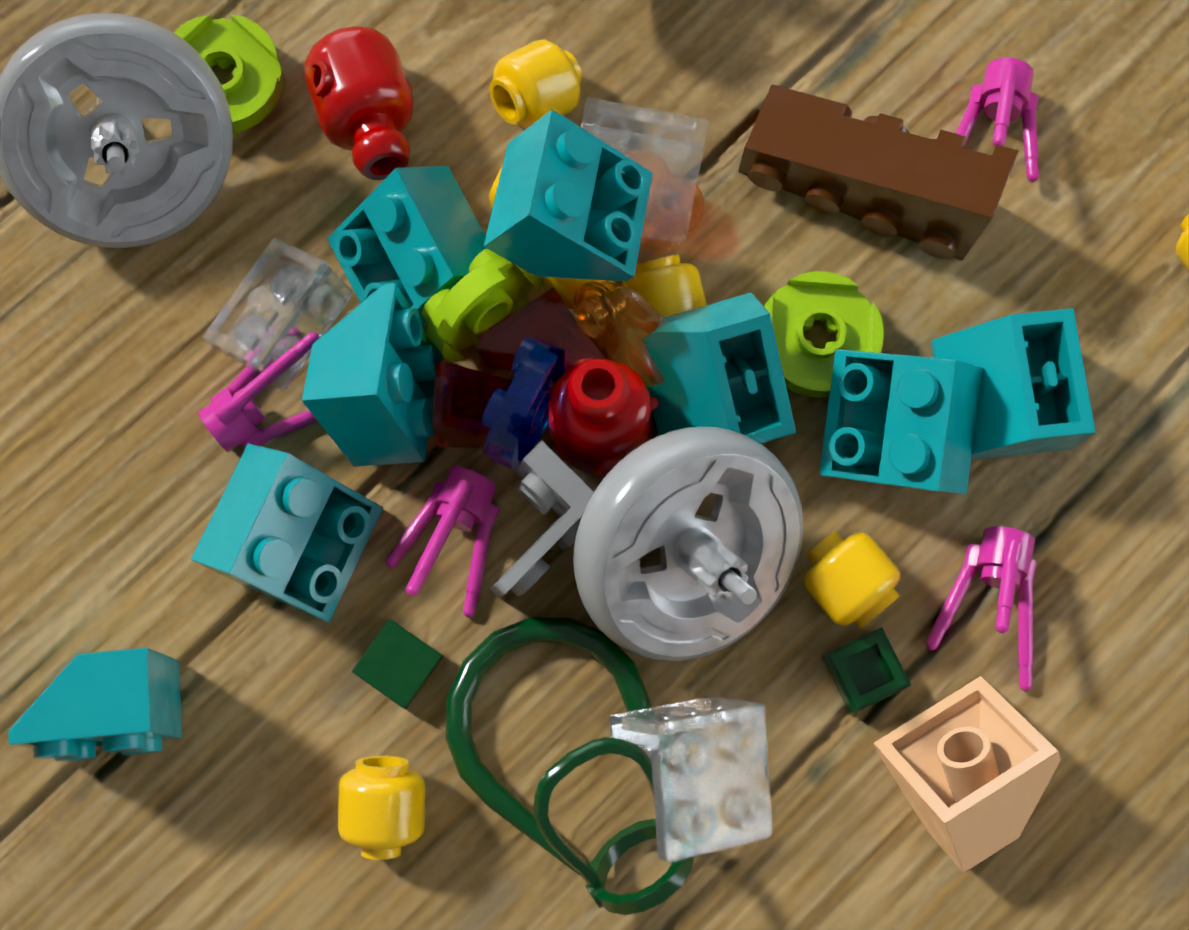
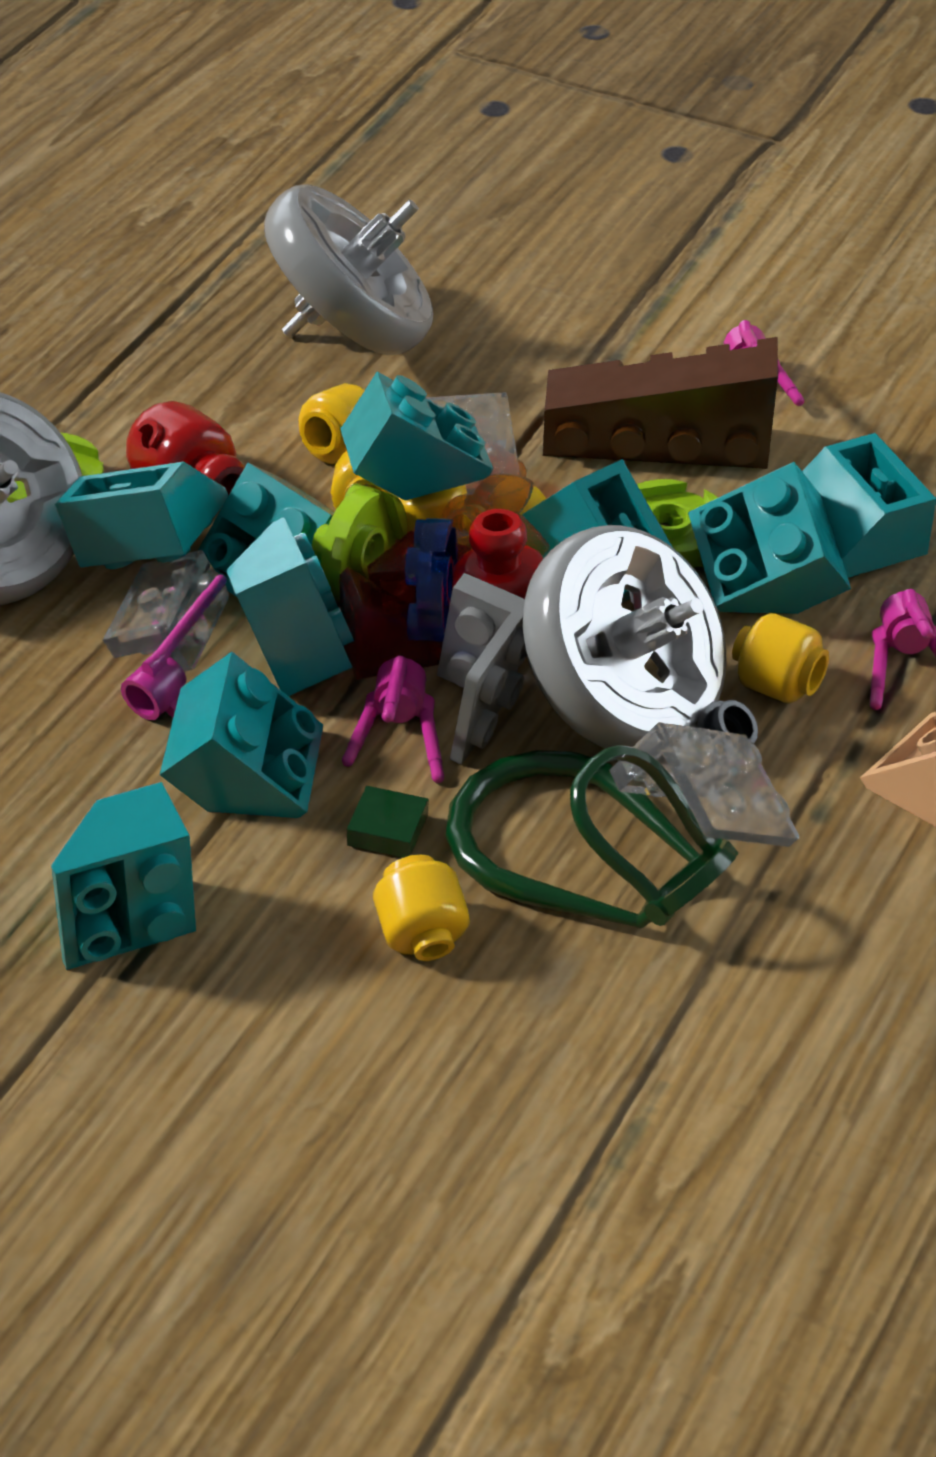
camera: 15 degrees left, 35 degrees down
(276, 193) = (138, 514): none -> teal slope
(774, 659) = (729, 717): none -> black plate
(866, 670) = (826, 731): dark green tile -> none

